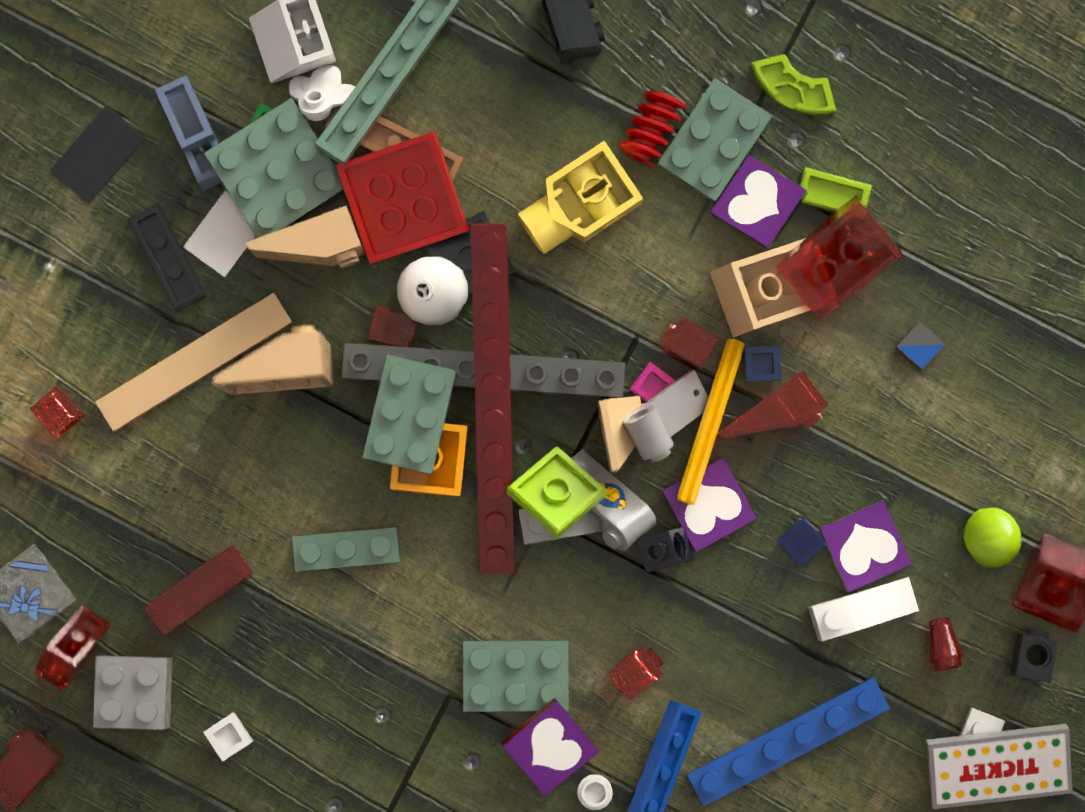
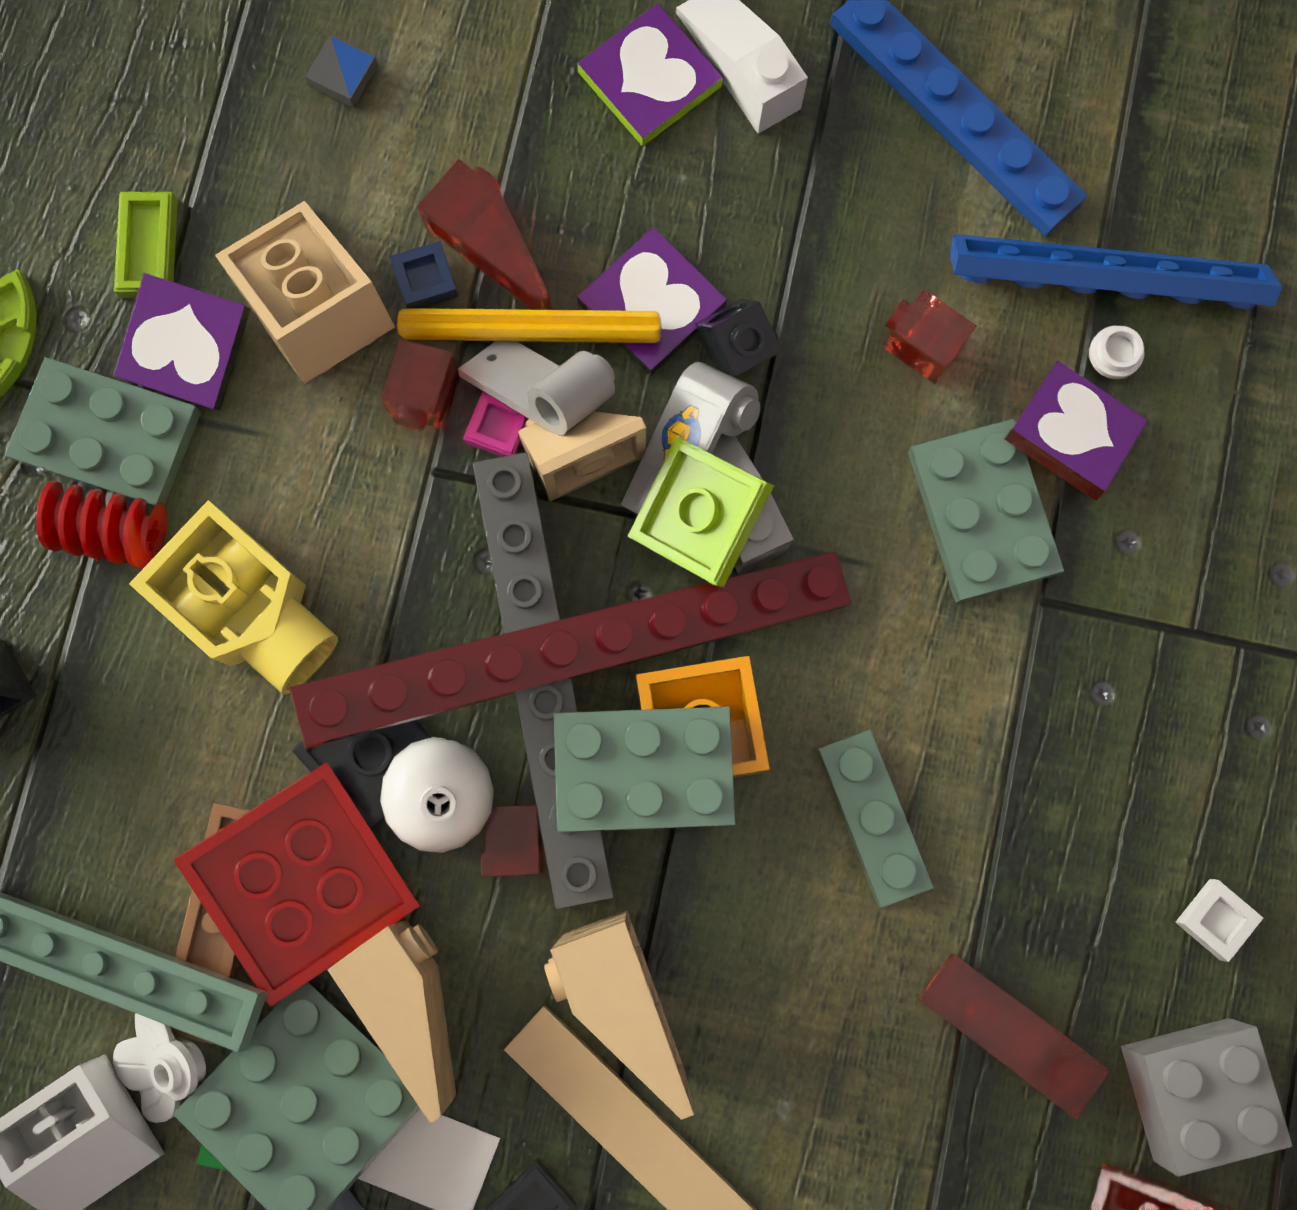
camera: 105 degrees left, 5 degrees down
(801, 542) = (670, 157): clear blue plate -> none
(839, 258) = (230, 195): clear red slope -> none

